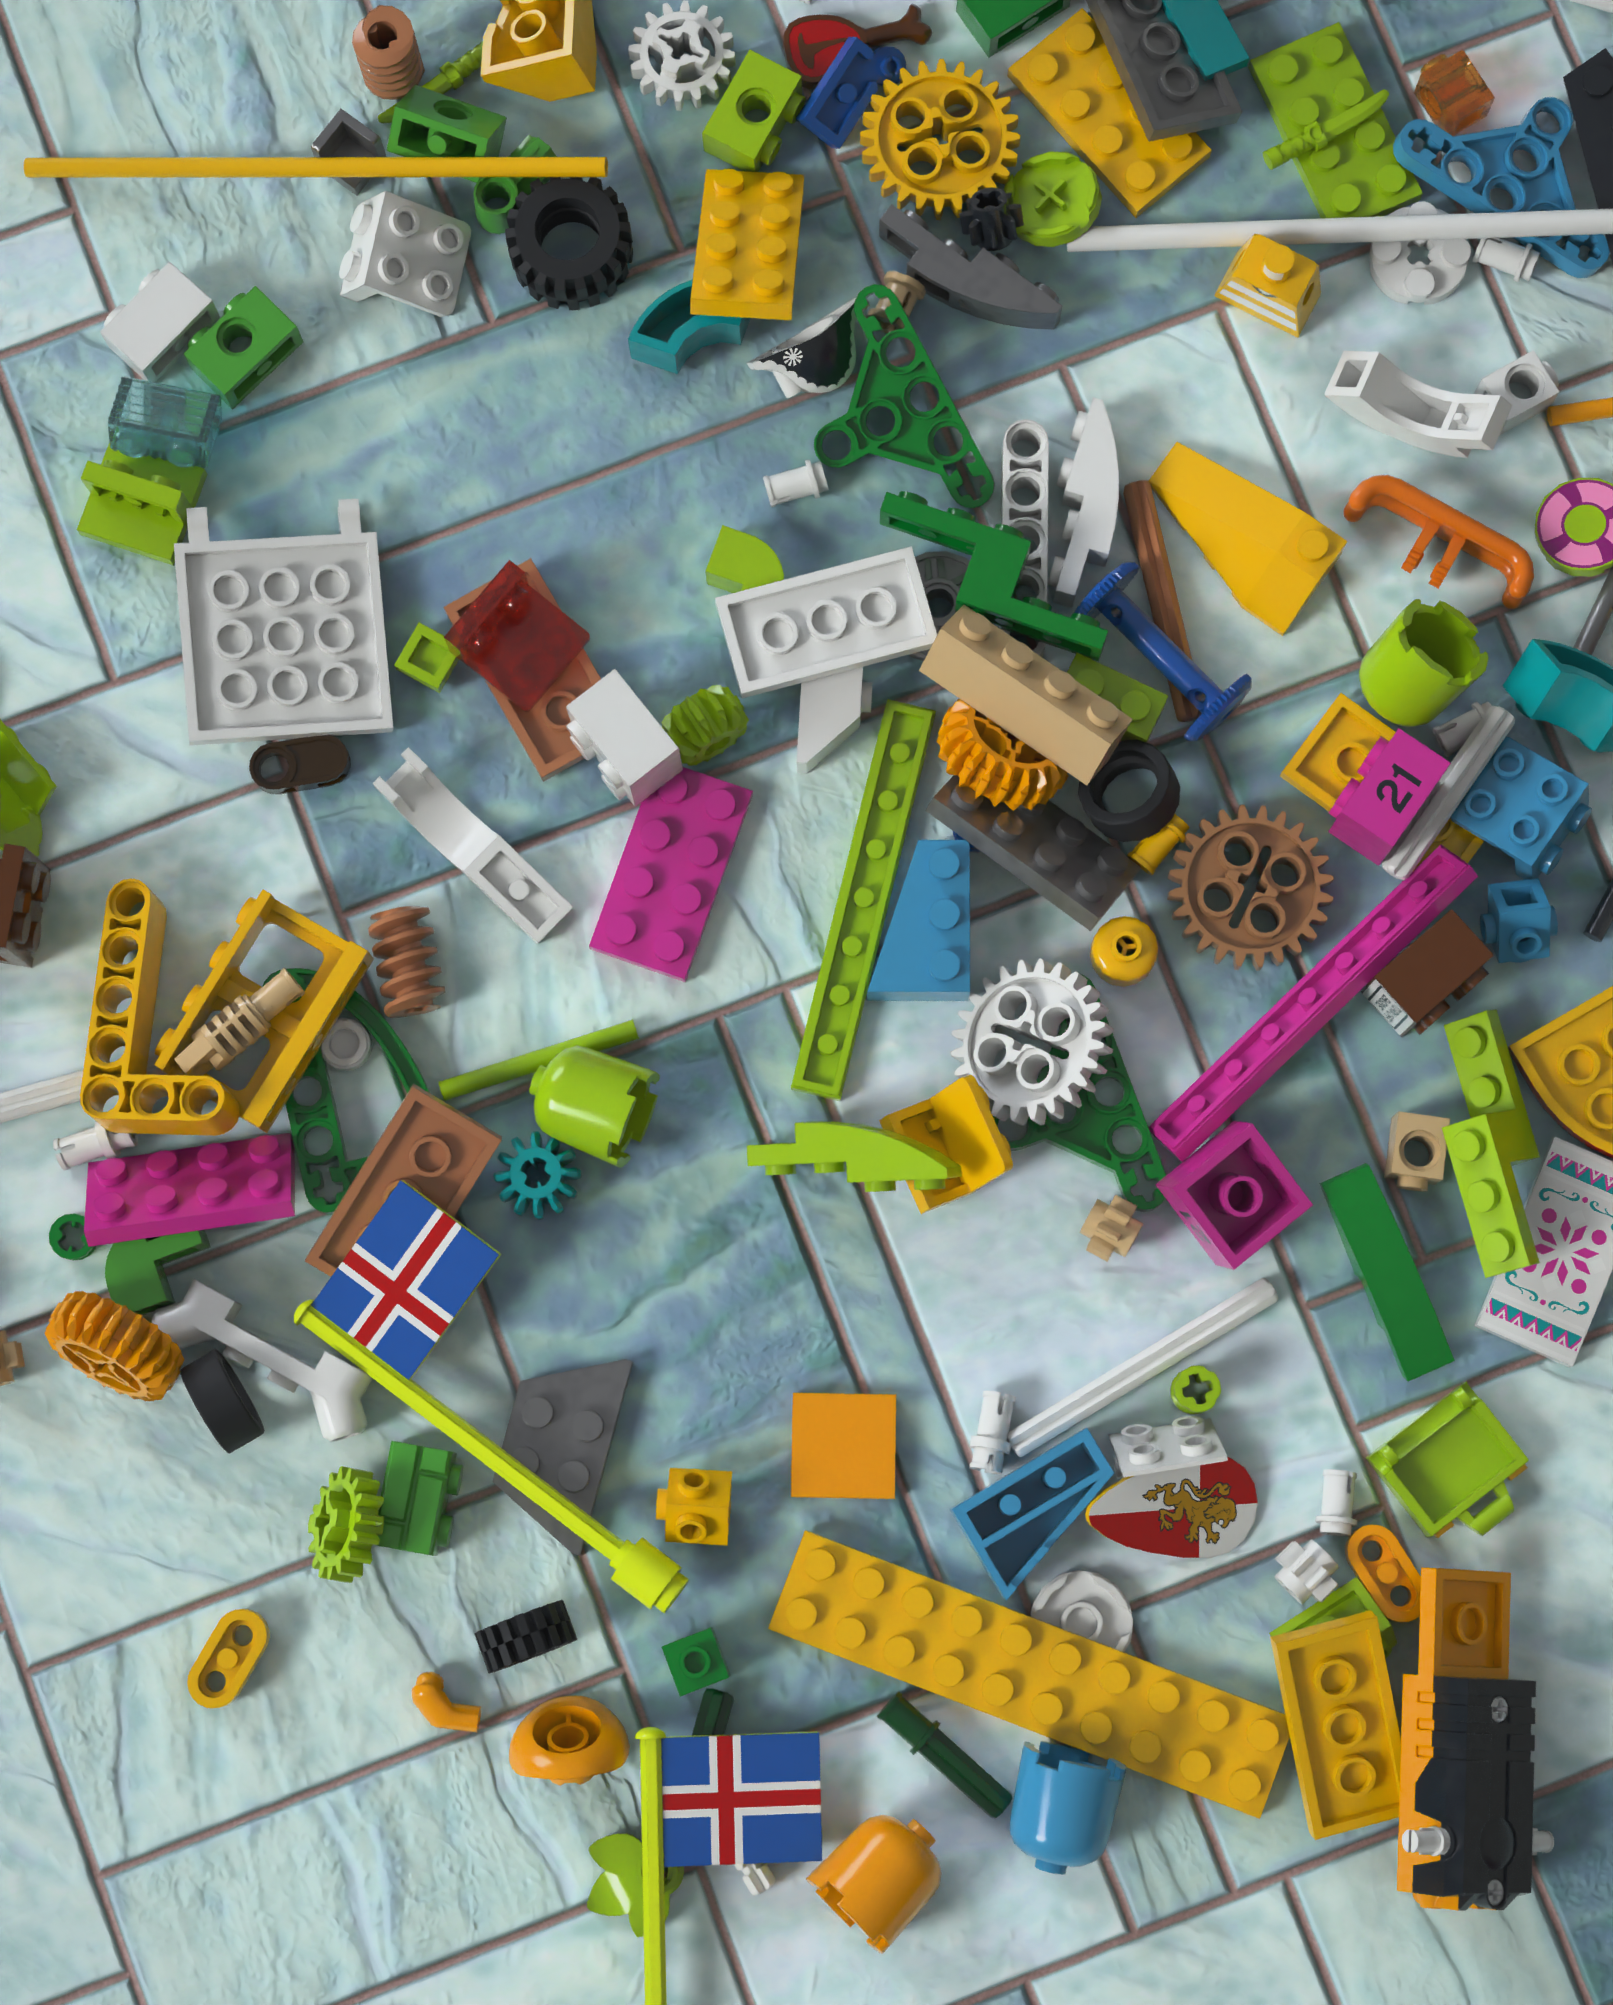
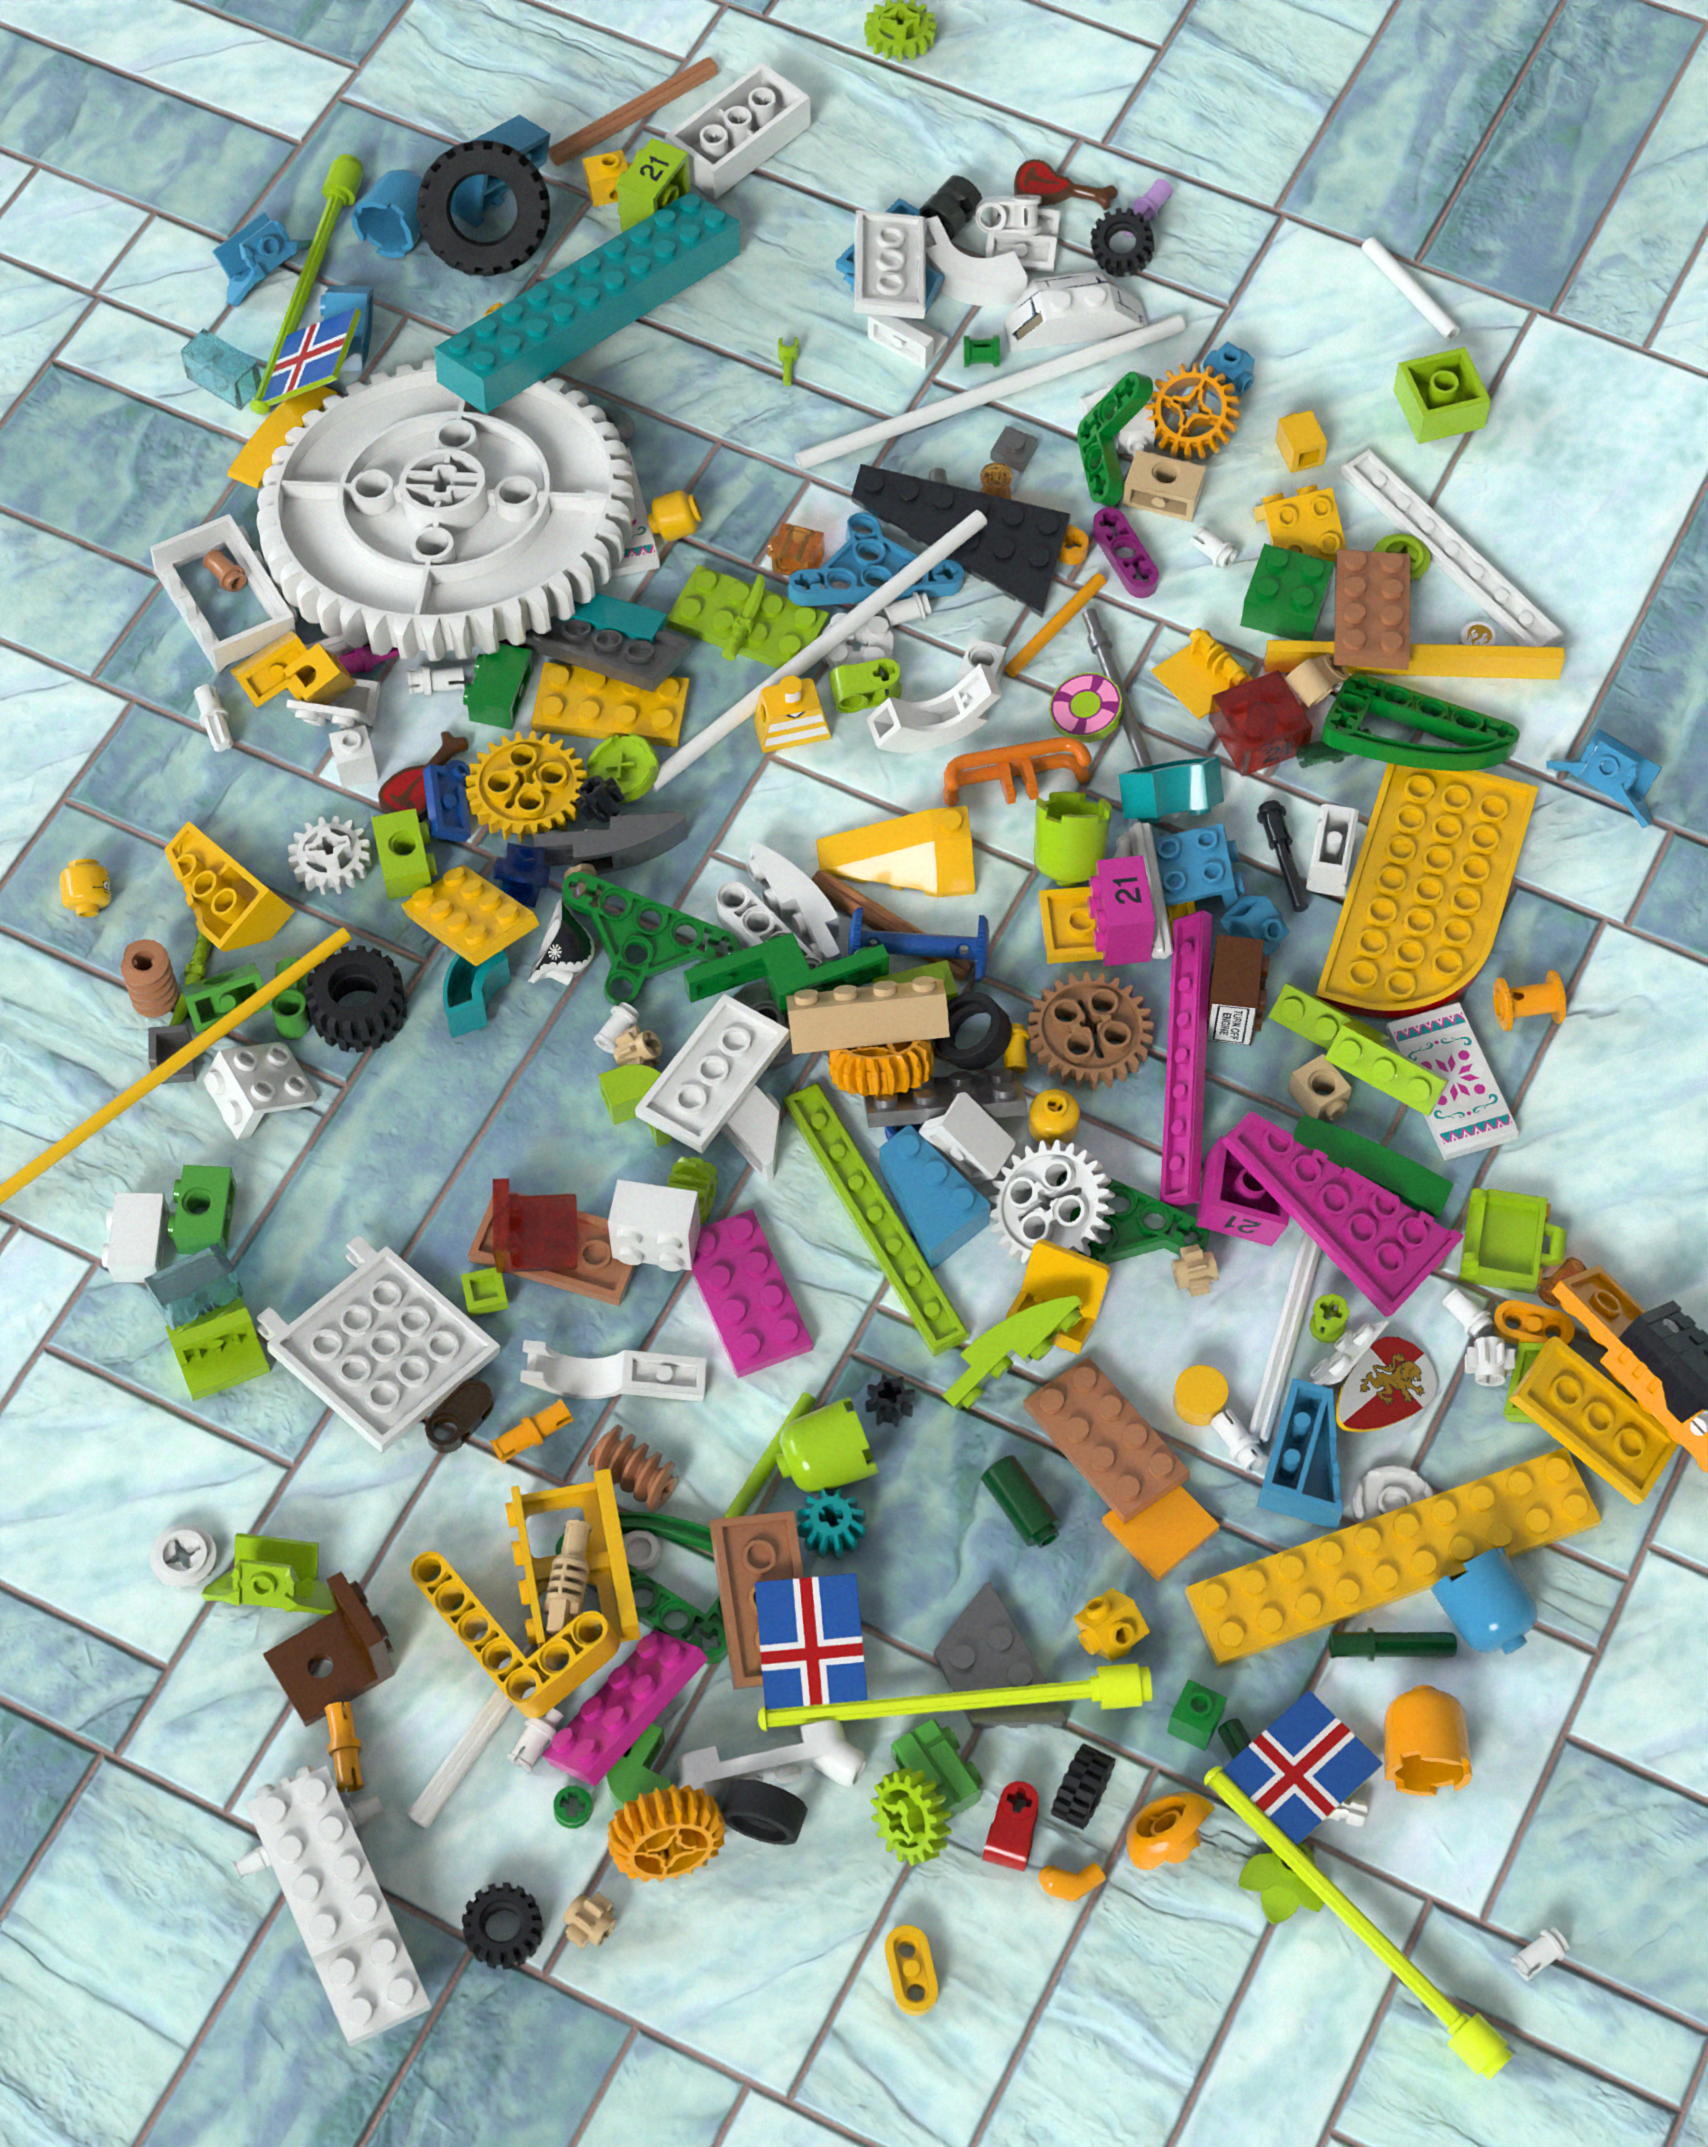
camera: 45 degrees left, 20 degrees down
(349, 839) = (531, 1431): none -> light orange pin
(428, 1617) = (1012, 1832): none -> red piece
(706, 1115) = (900, 1397): none -> black gear
(731, 1312) = (1022, 1502): none -> dark green brick
(789, 528) = (637, 1048): none -> tan gear
(844, 237) = (522, 873): none -> clear blue brick
(868, 1320) = (1106, 1440): none -> nougat plate
(999, 1355) = (1200, 1394): none -> yellow piece
(1014, 908) = (969, 1140): none -> white panel
(1307, 1327) = (1352, 1219): none -> dark pink wing
(1375, 306) = (863, 686): none -> lime piece
(1462, 1553) = (1569, 1268): none -> clear orange pin

